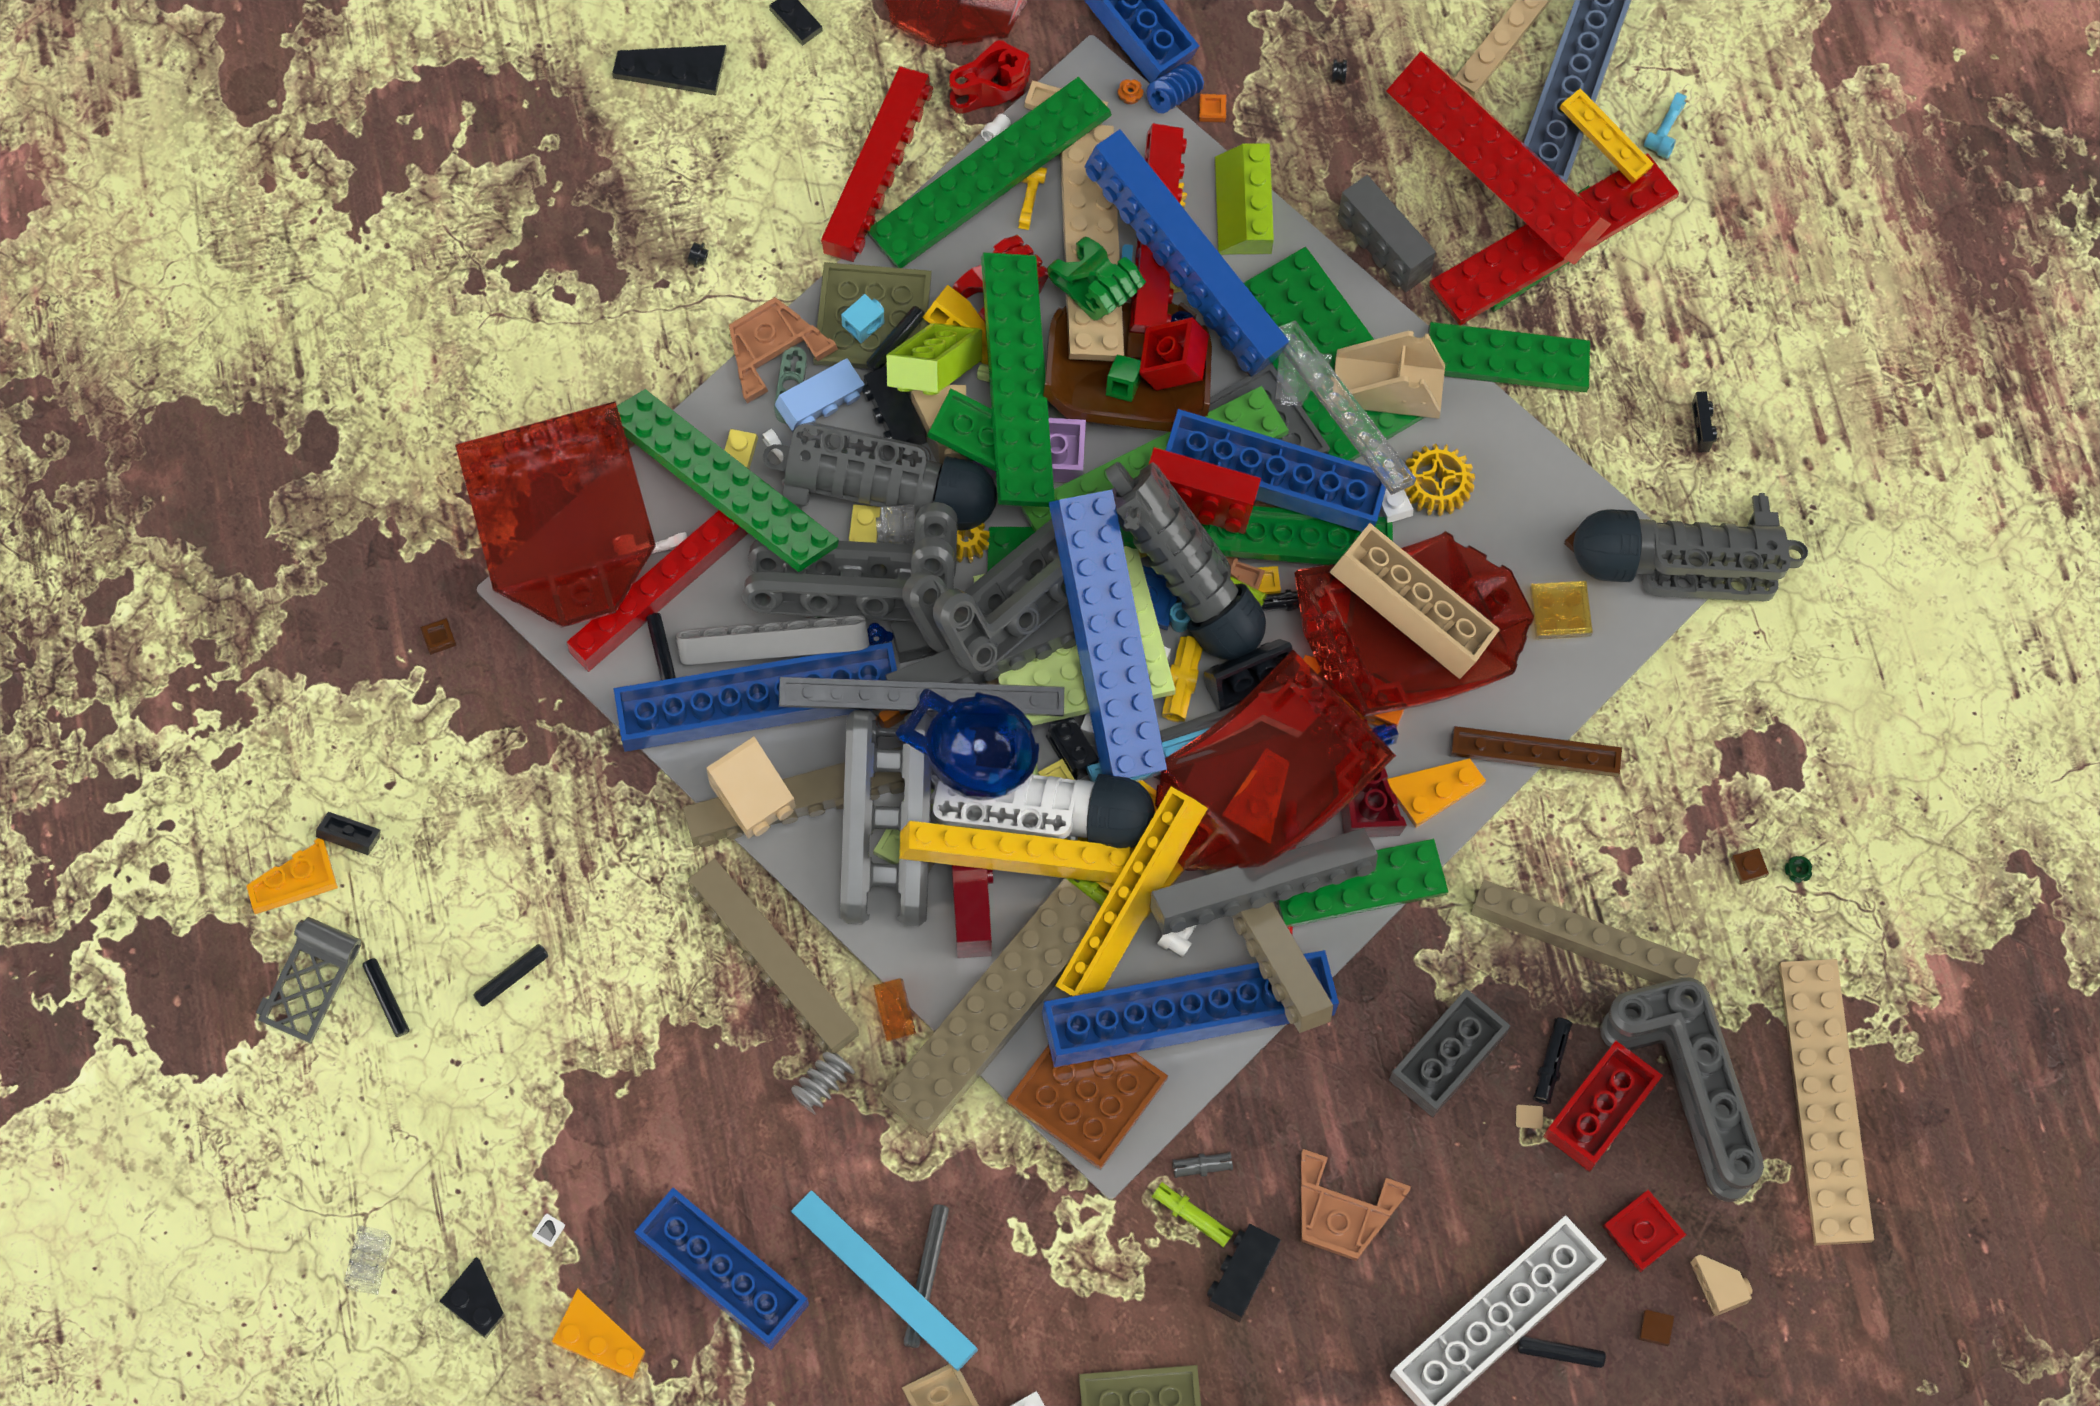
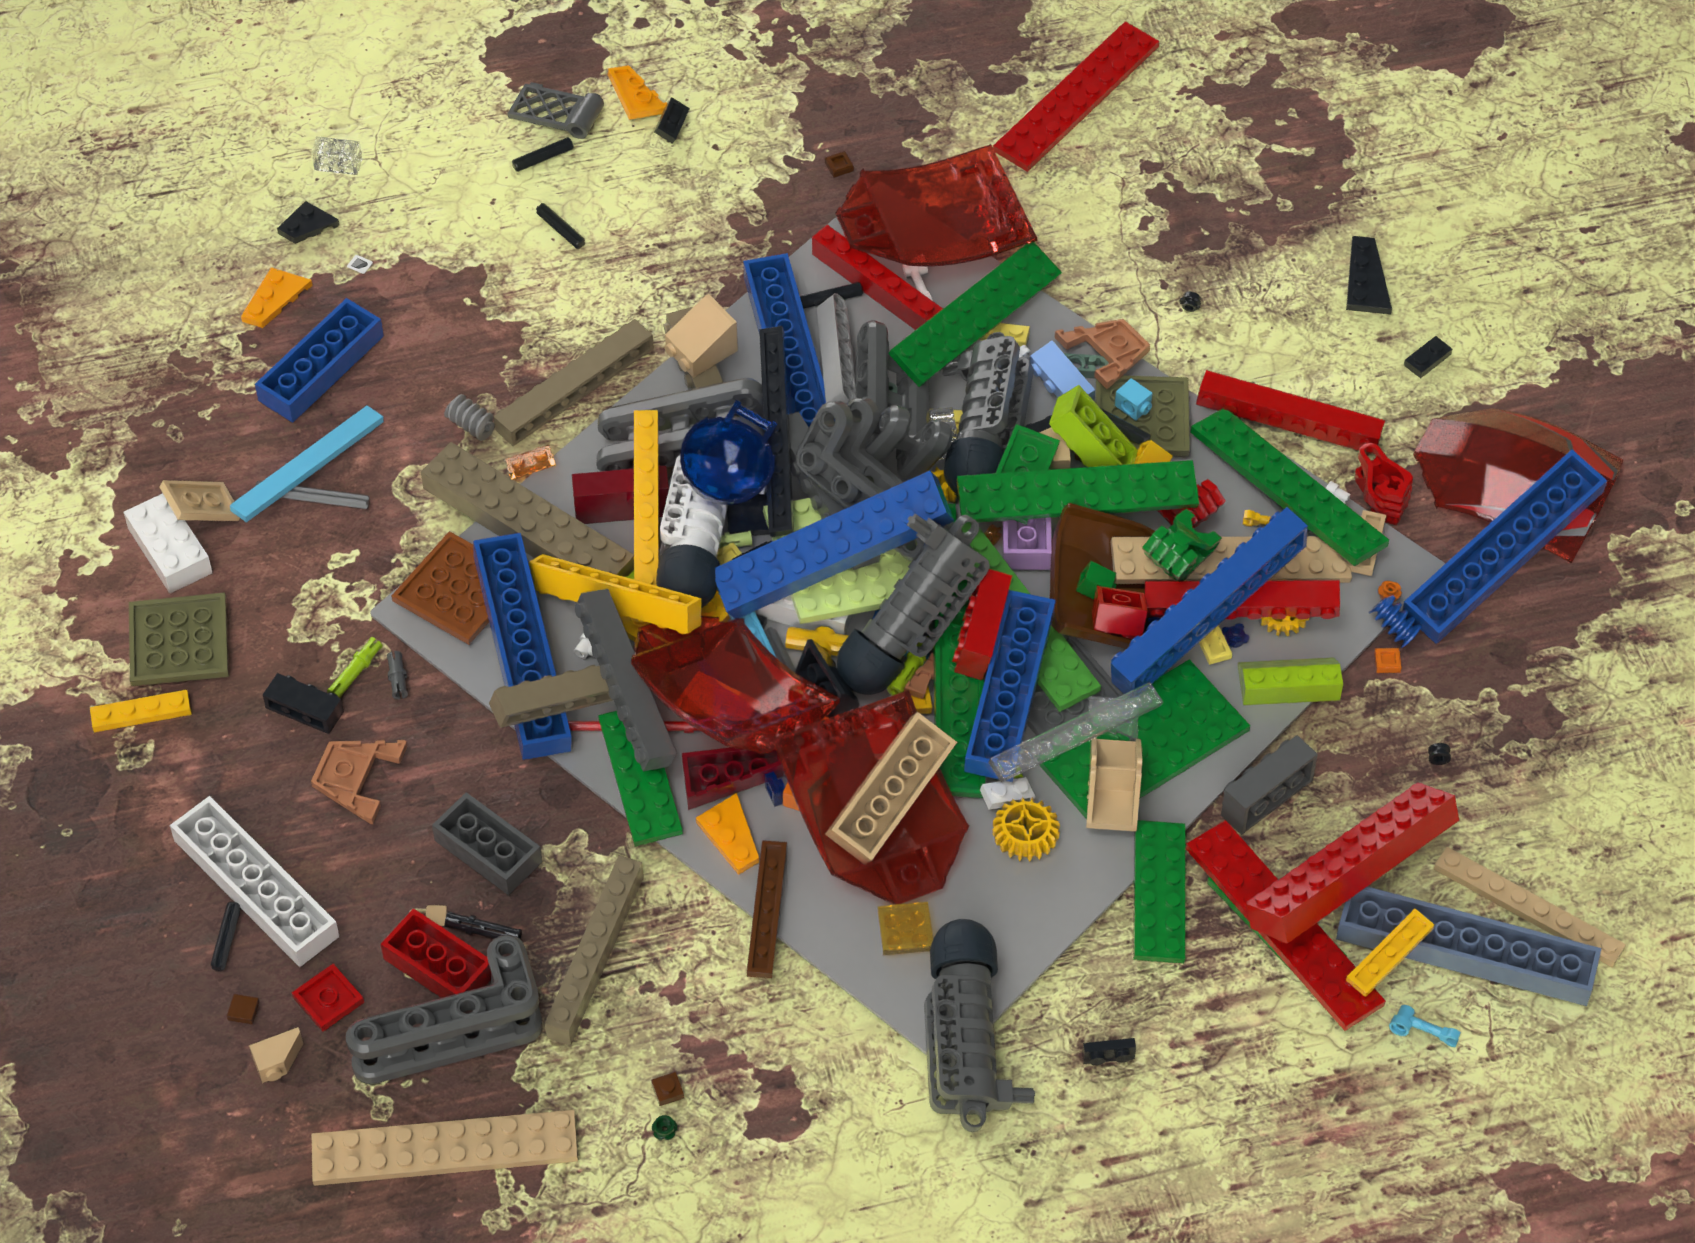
camera: 90 degrees right, 15 degrees down
(353, 354) = (1075, 96): none -> red plate

